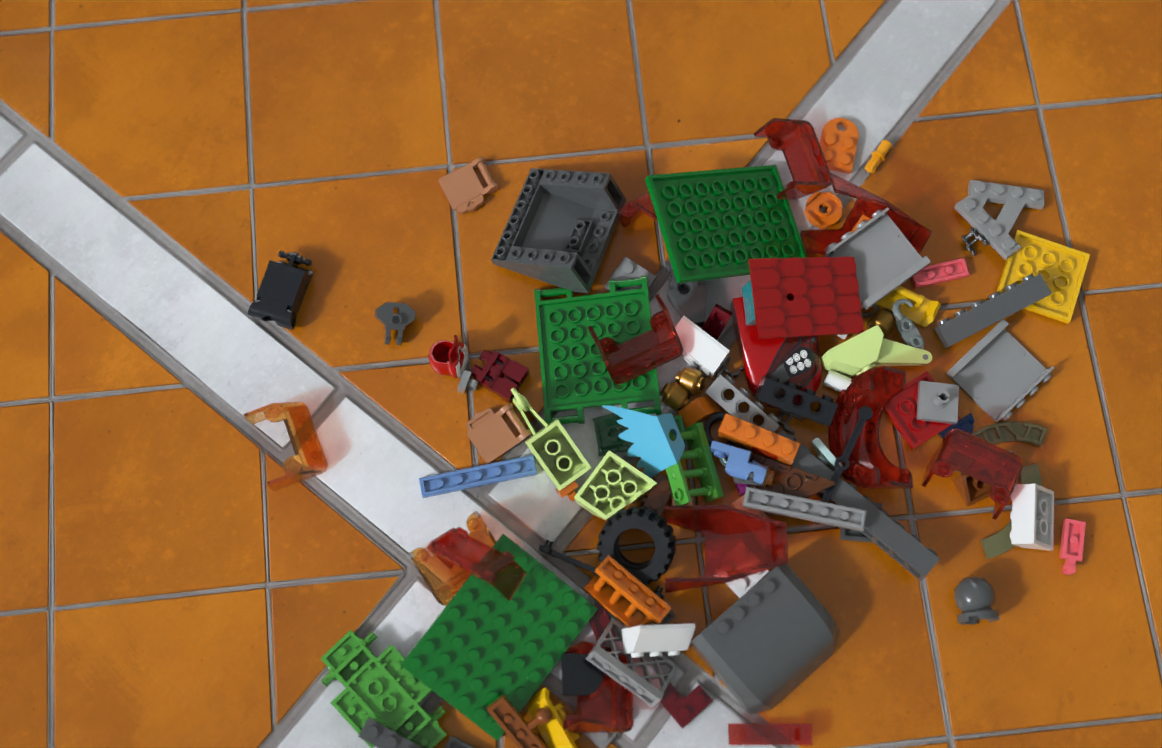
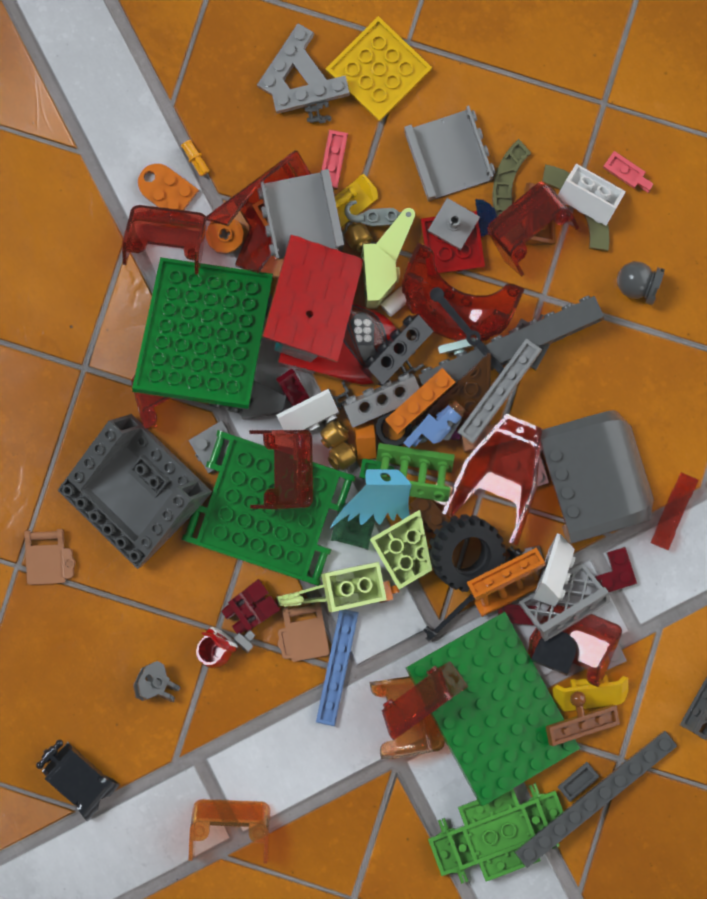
camera: 65 degrees left, 10 degrees up
(992, 311) = (392, 132): dark grey brick -> none

